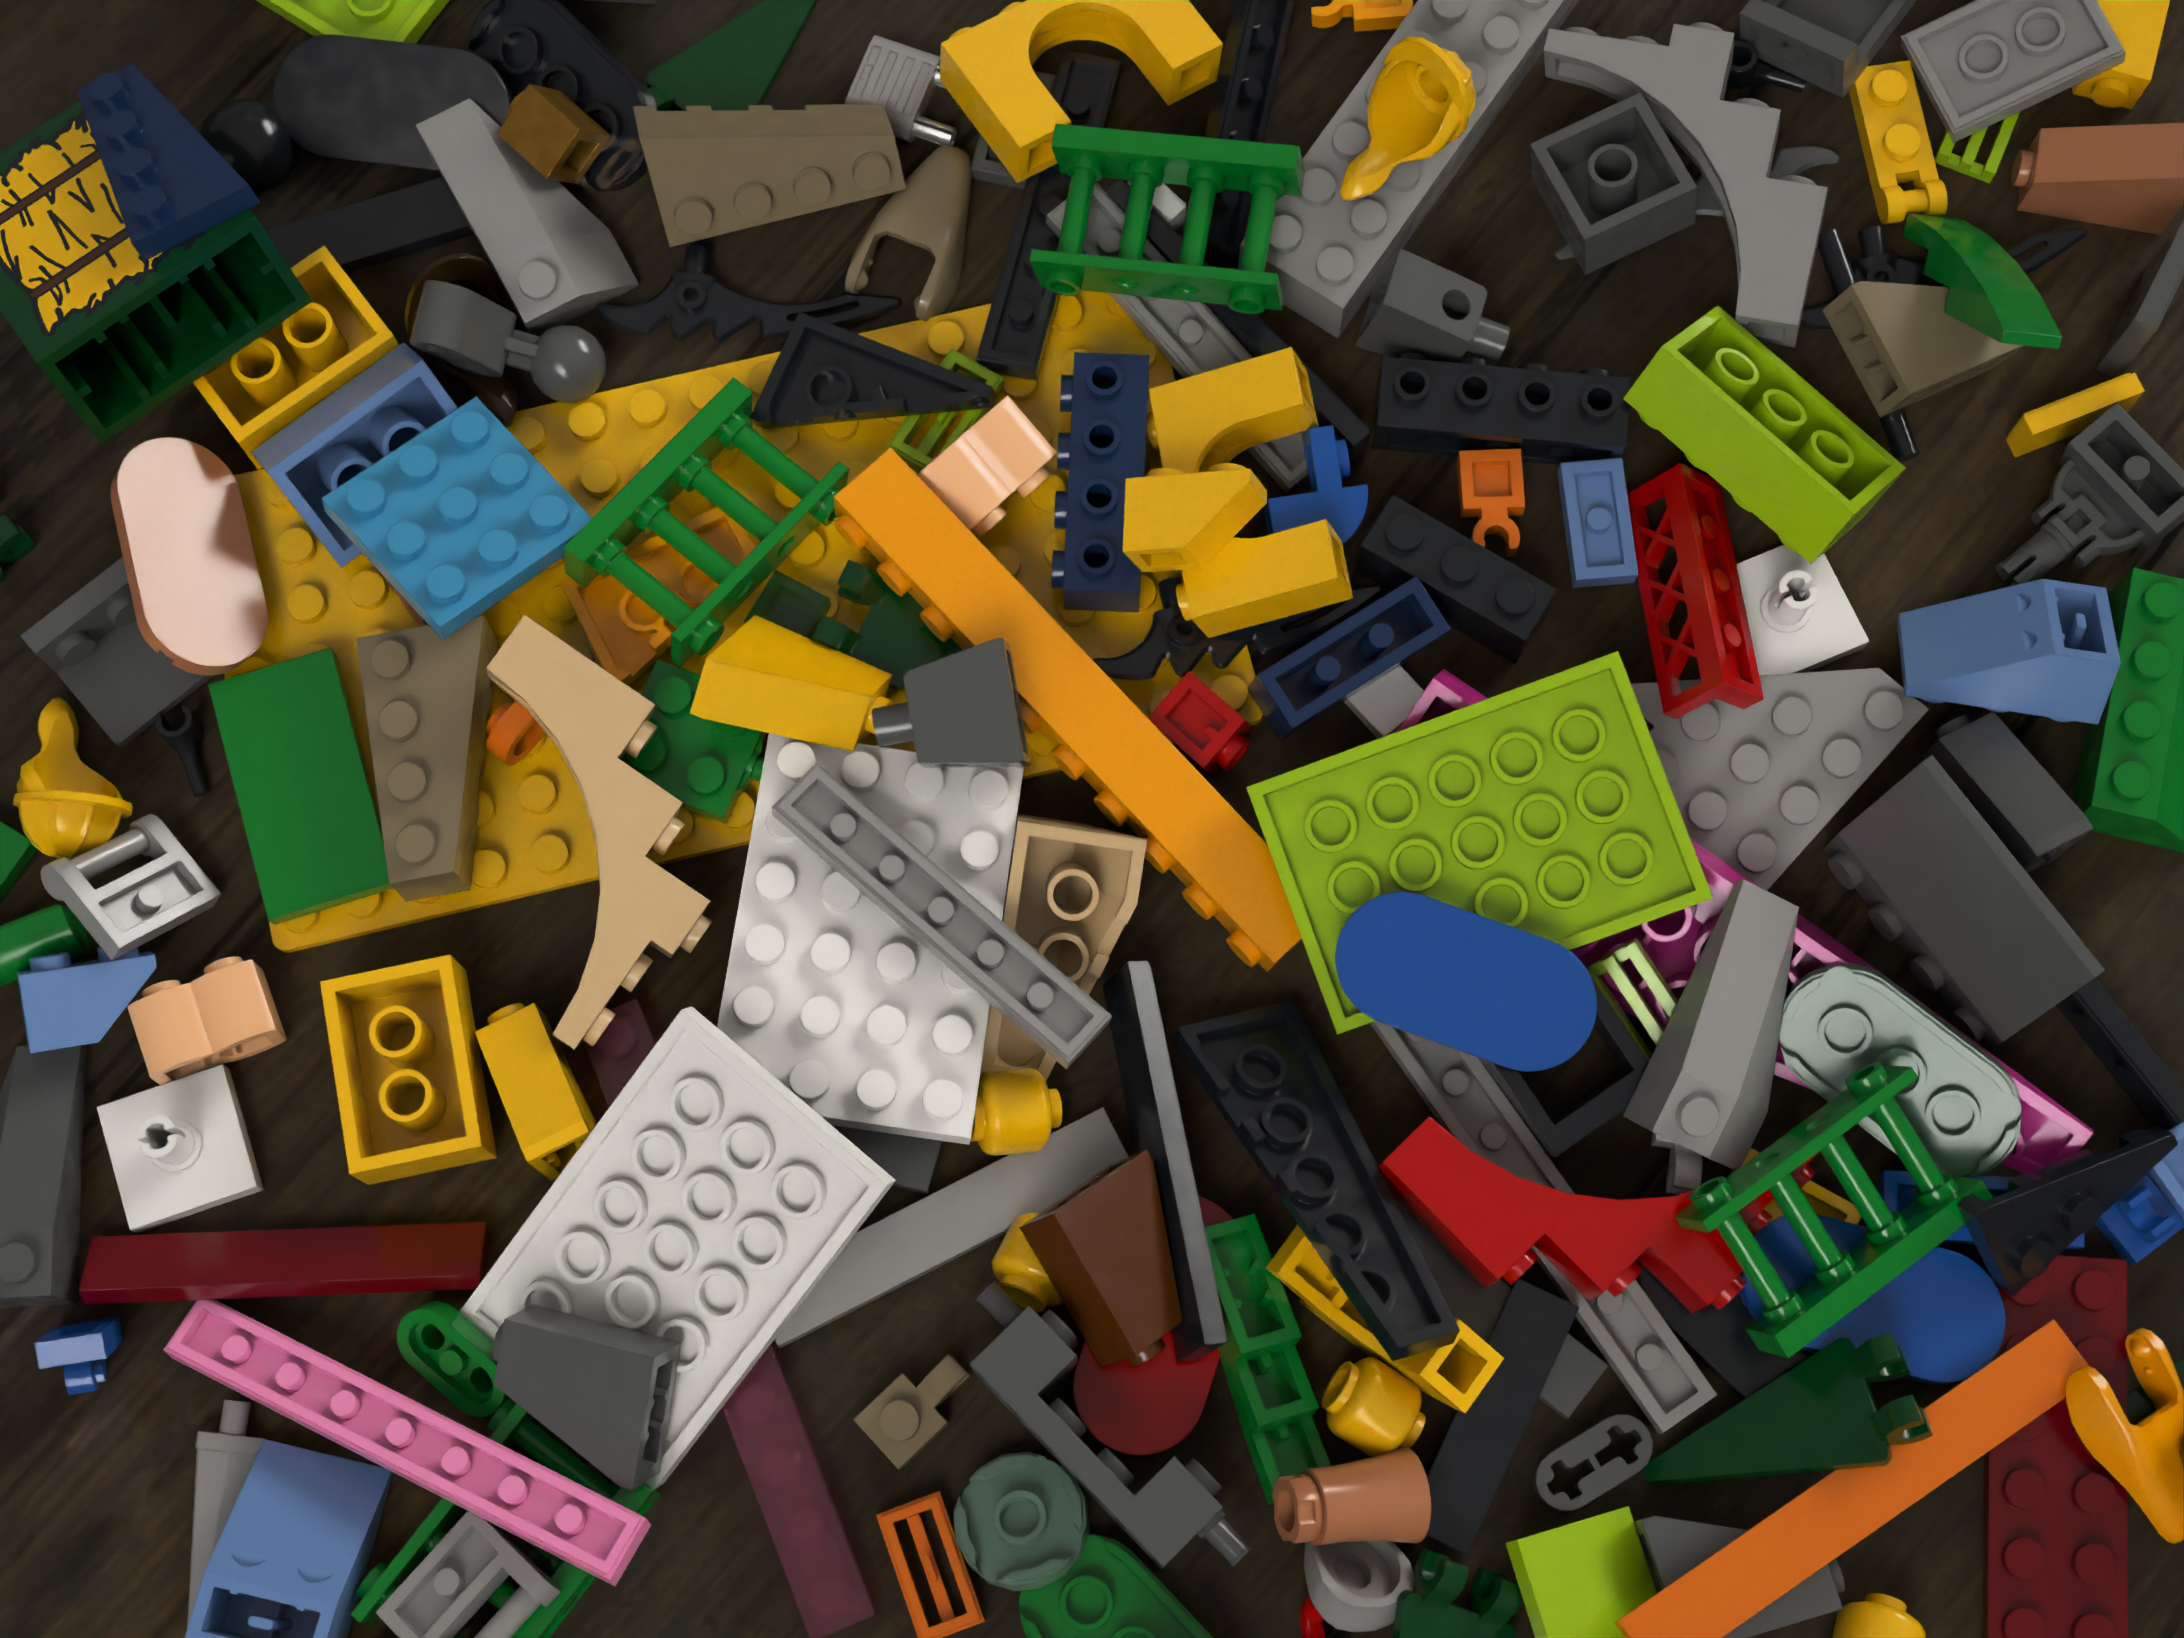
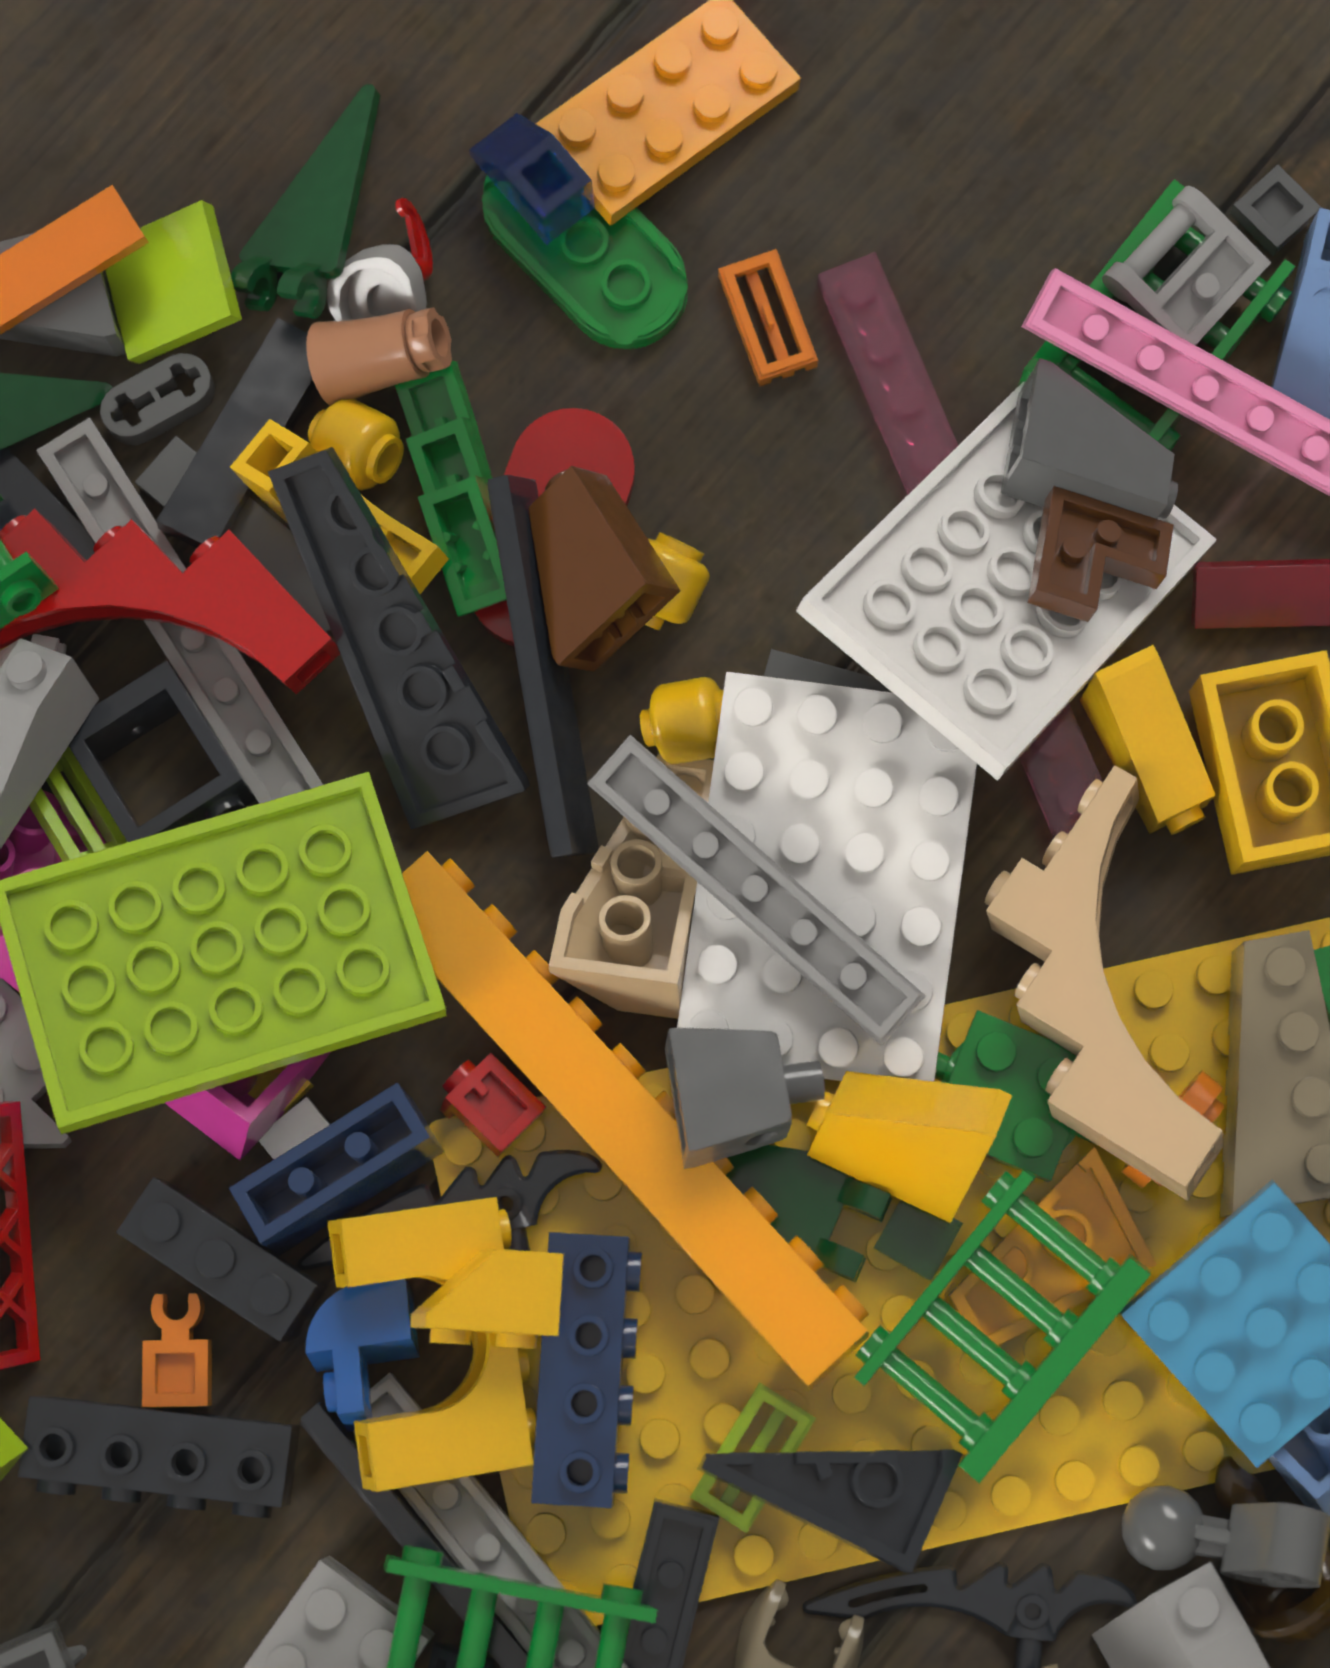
camera: 175 degrees left, 5 degrees up
(453, 1364) = (1218, 501): green plate -> none
(596, 1282) = (1091, 537): none -> reddish brown plate
(907, 1416) = (787, 448): dark tan plate -> none
(955, 1221) = (709, 641): light grey tile -> none
(988, 464) = (711, 1382): light nougat brick -> none
(1021, 1521) = (683, 351): sand green tile -> none
(1025, 1368) = (556, 342): dark grey brick -> none
(1429, 313) = (228, 1558): dark grey torso -> none
(1466, 981) = (239, 809): blue tile -> none
(1597, 523) = (68, 1326): medium blue plate -> none

